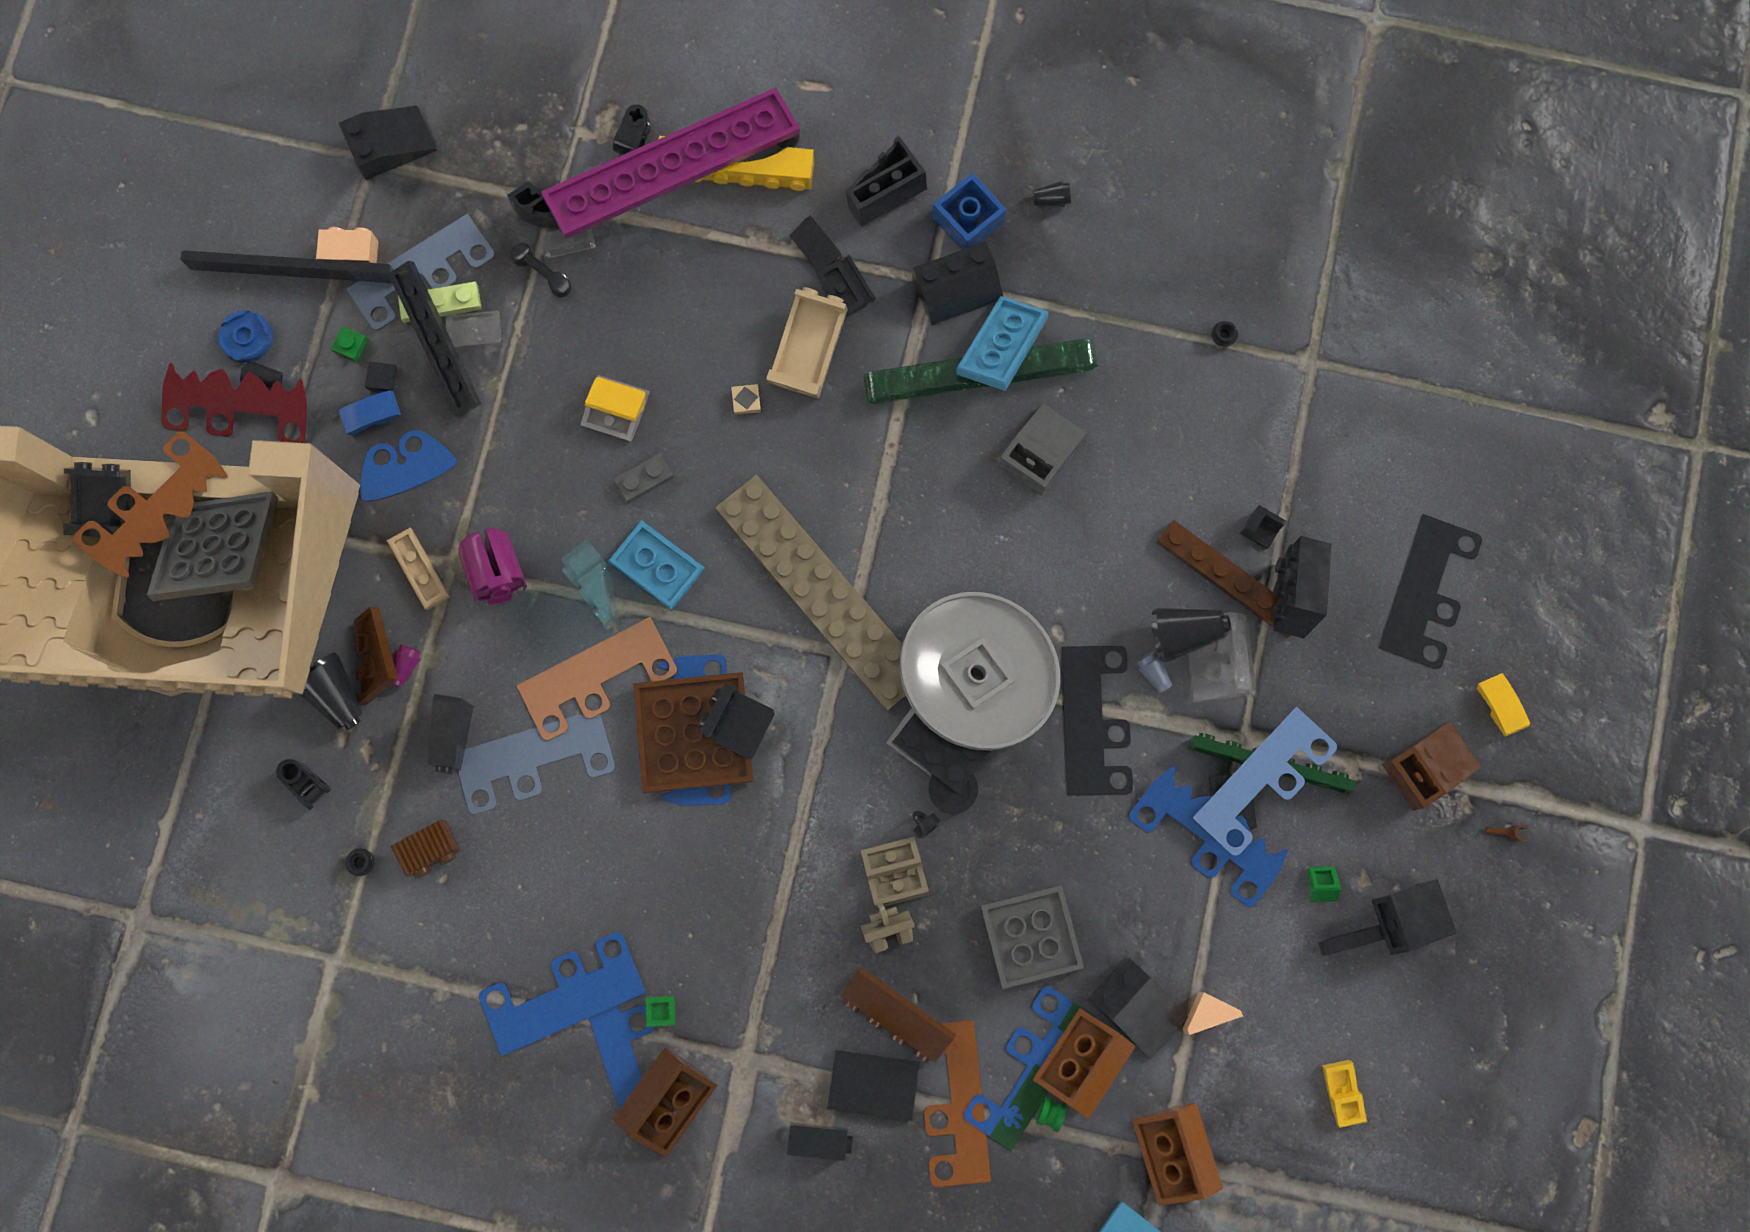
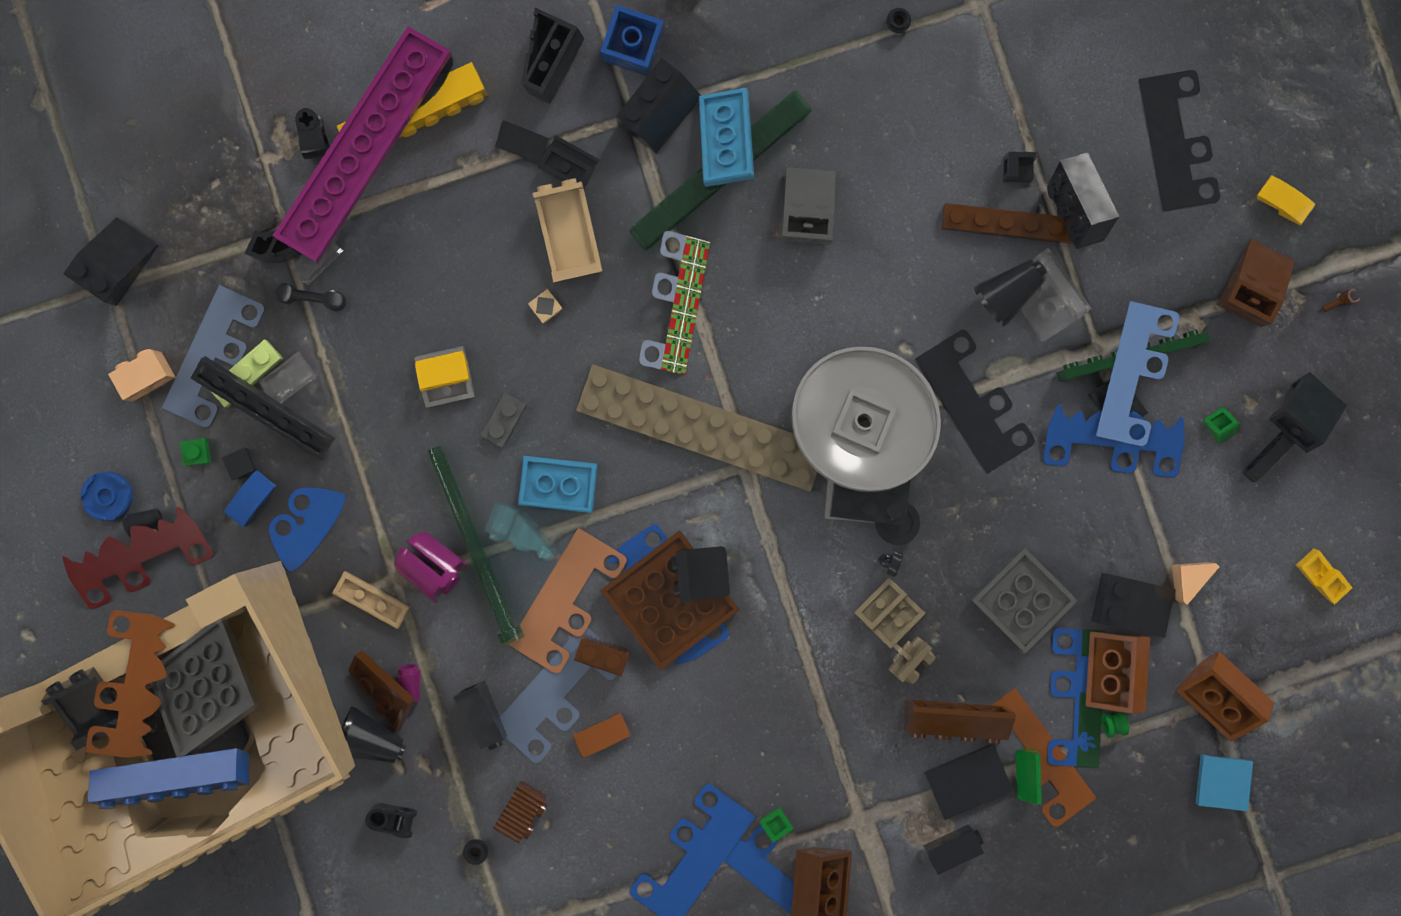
camera: 30 degrees left, 10 degrees up
(128, 605) = (168, 778): none -> brick
(287, 266) = (102, 419): black tile -> none
(525, 672) = (509, 632): none -> clear green piece
(548, 822) = (601, 735): none -> dark orange slope
(597, 745) = (602, 655): none -> reddish brown brick
(878, 467) = (685, 299): none -> piece
(935, 1114) = (1028, 775): none -> green slope
(1154, 671) = (1000, 335): sand blue cone -> none

